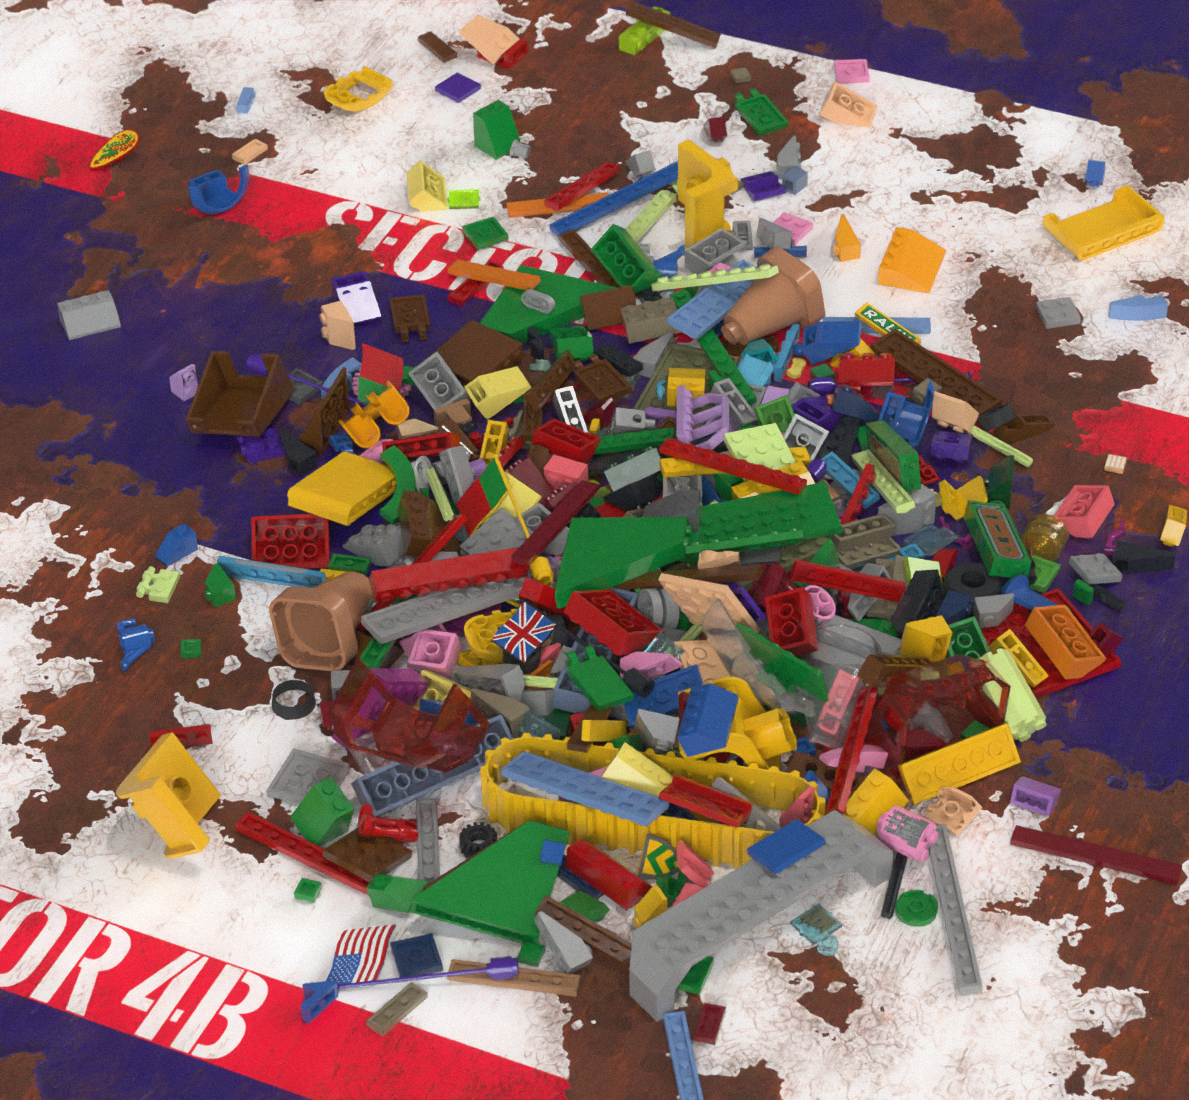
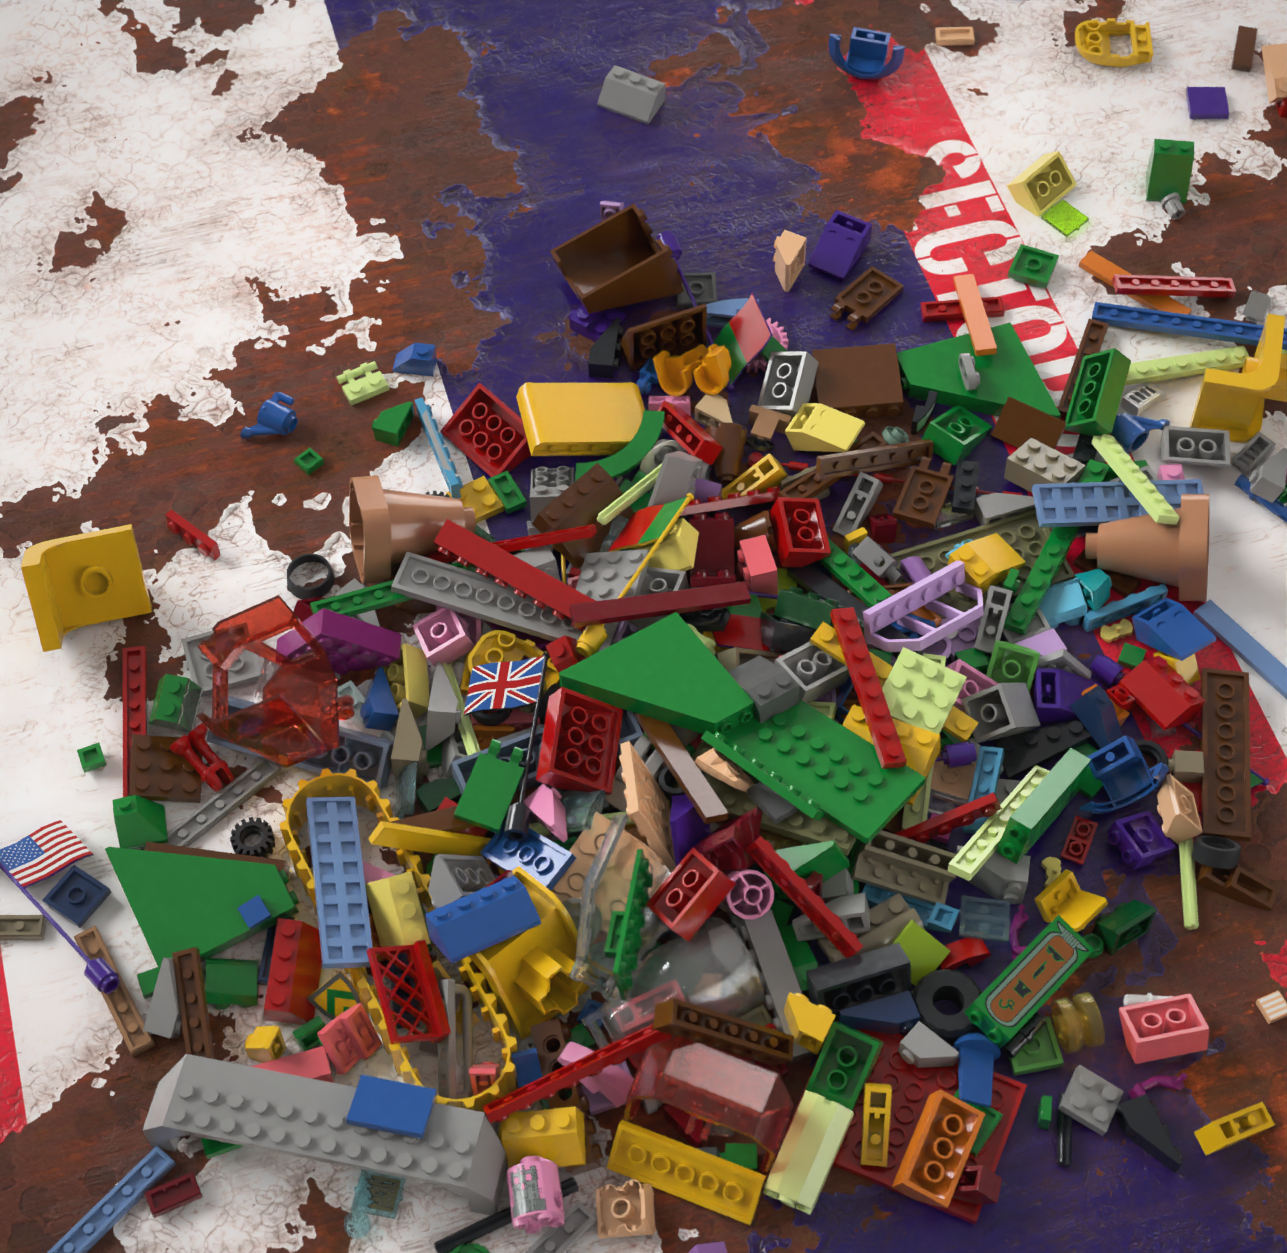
camera: 50 degrees right, 15 degrees up
(881, 322) = (1252, 660): tile -> none

